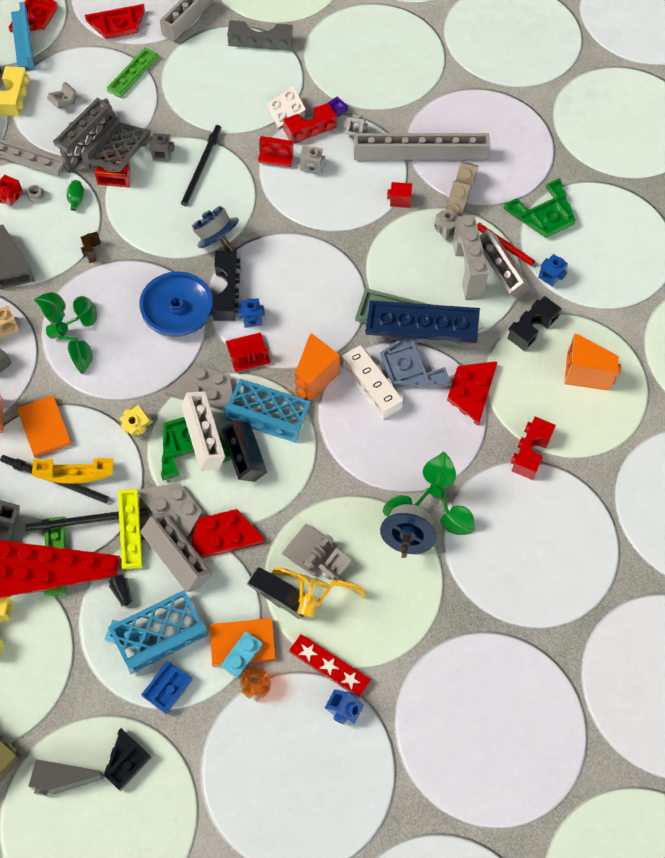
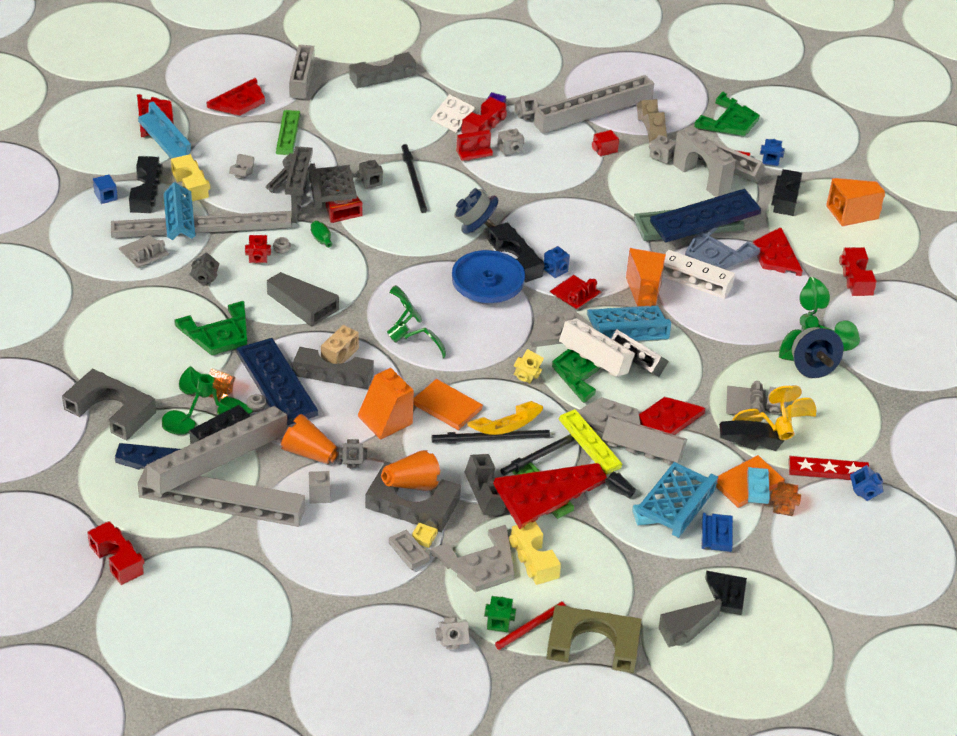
camera: 30 degrees left, 20 degrees down
(88, 241) = (370, 266): dark brown bracket -> none

